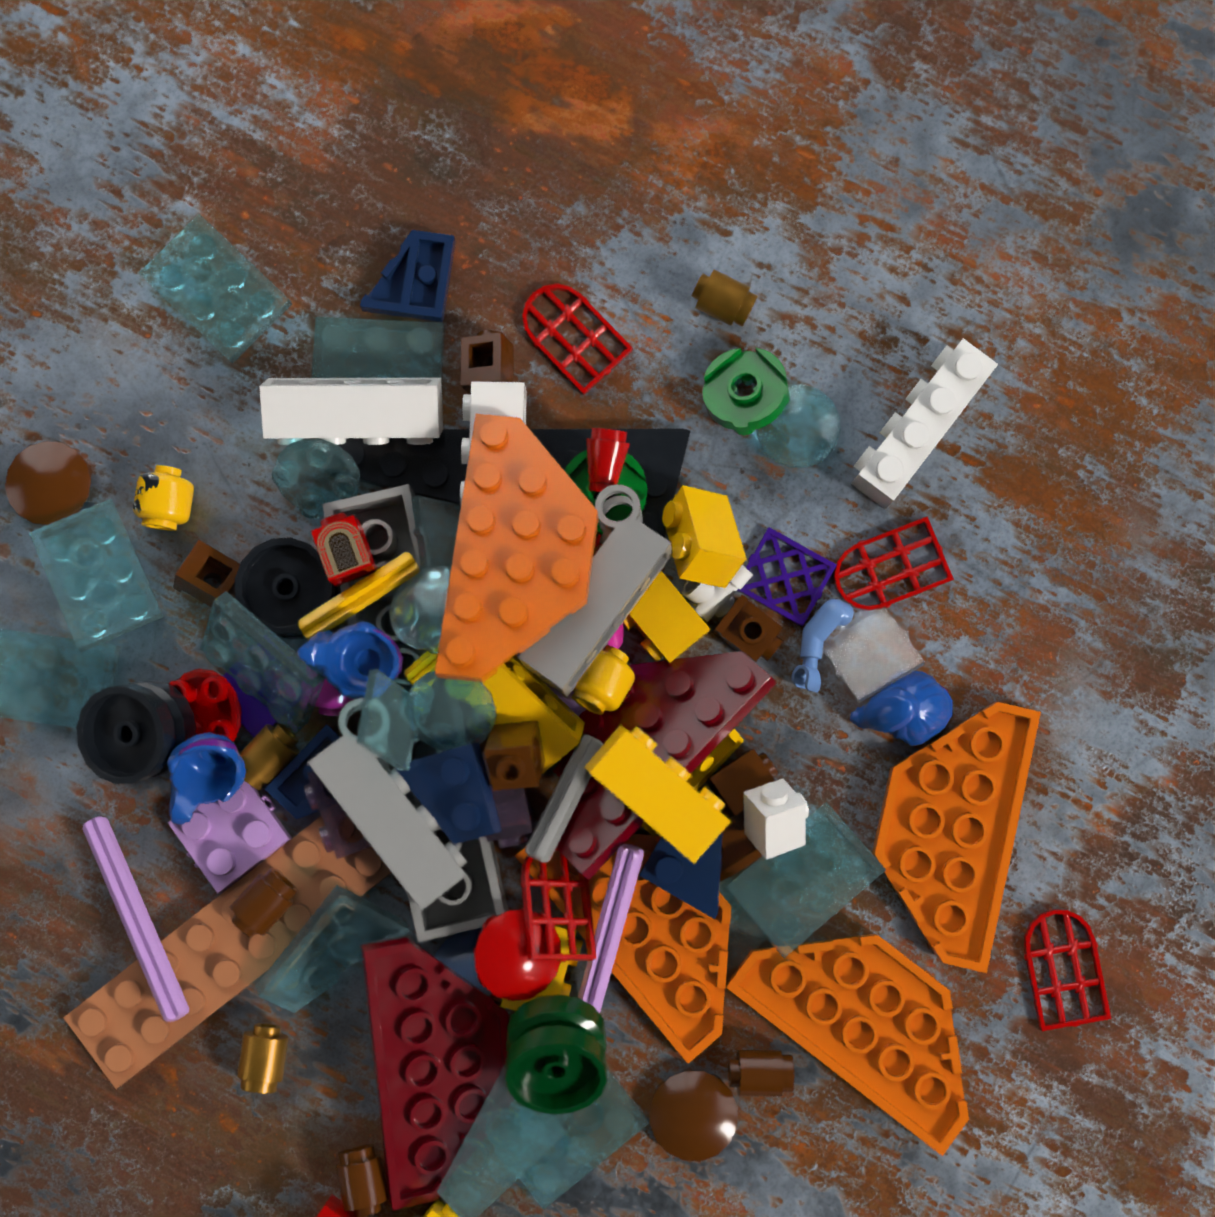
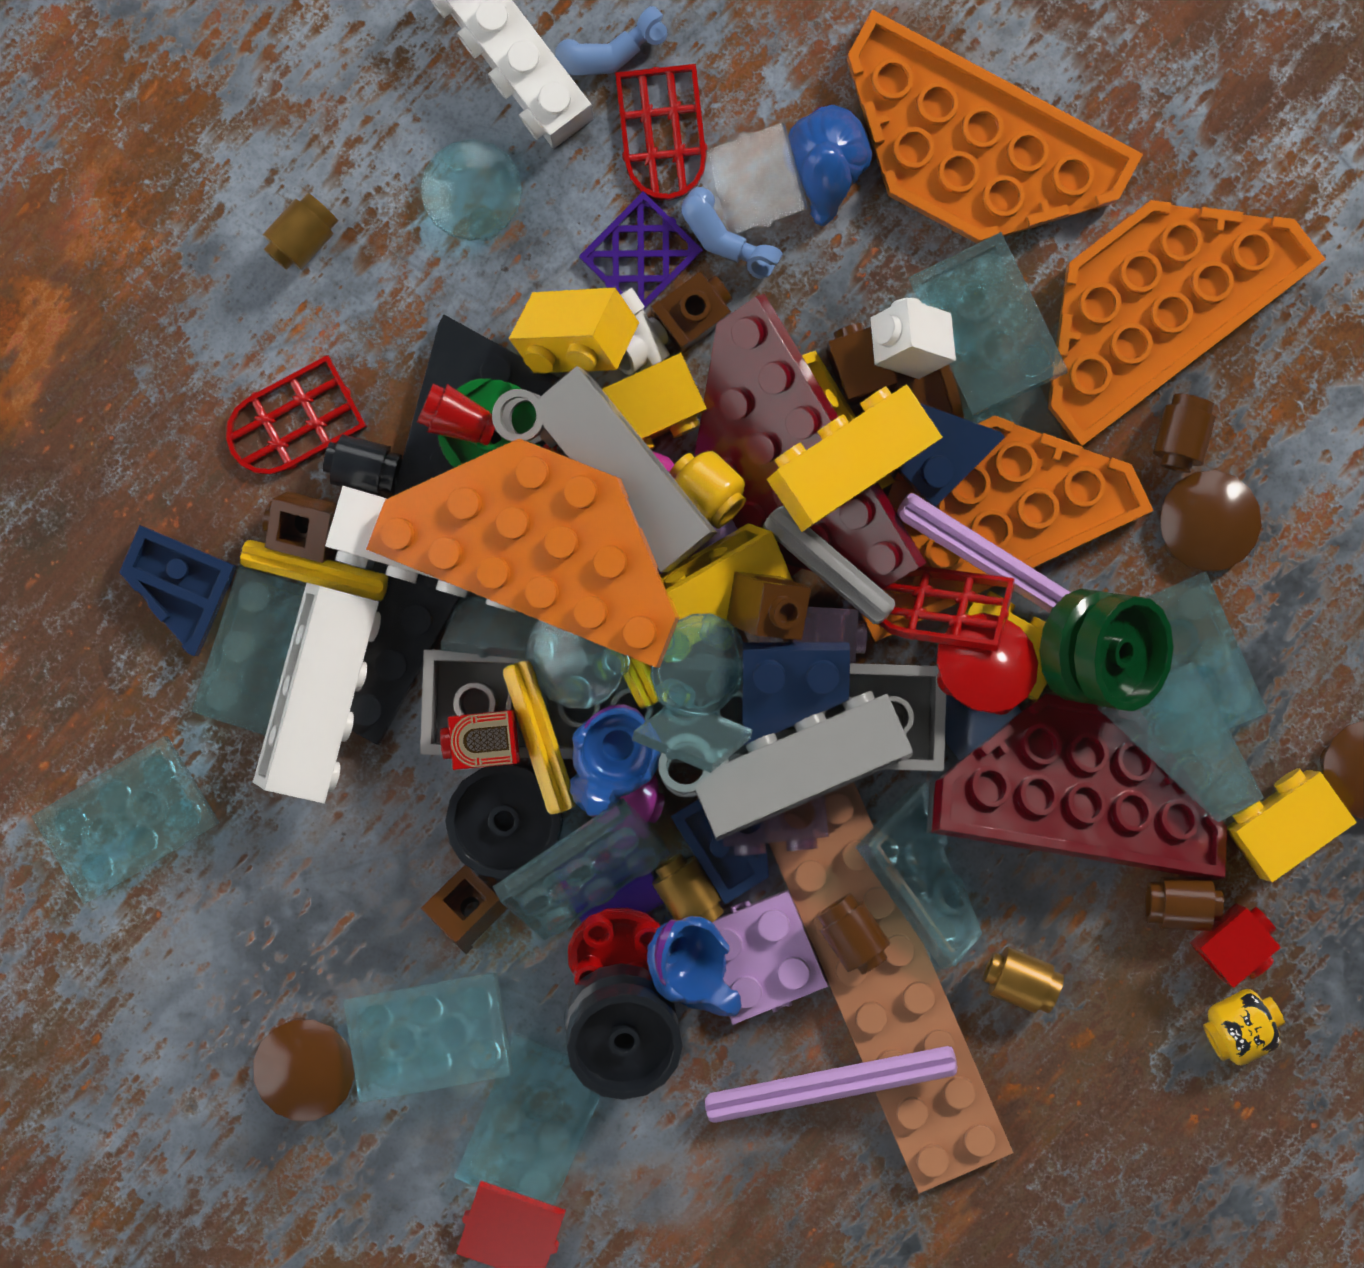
camera: 75 degrees left, 5 degrees up
(163, 498) = (360, 939): yellow head -> none
(315, 474) = (382, 756): clear light blue dish -> none
(452, 393) = (326, 574): none -> yellow axle
(549, 397) = (362, 465): none -> black brick
(748, 412) = (442, 242): green plate -> none
(936, 506) = (610, 57): none -> medium blue arm
(1071, 949) = (1177, 81): red window -> none

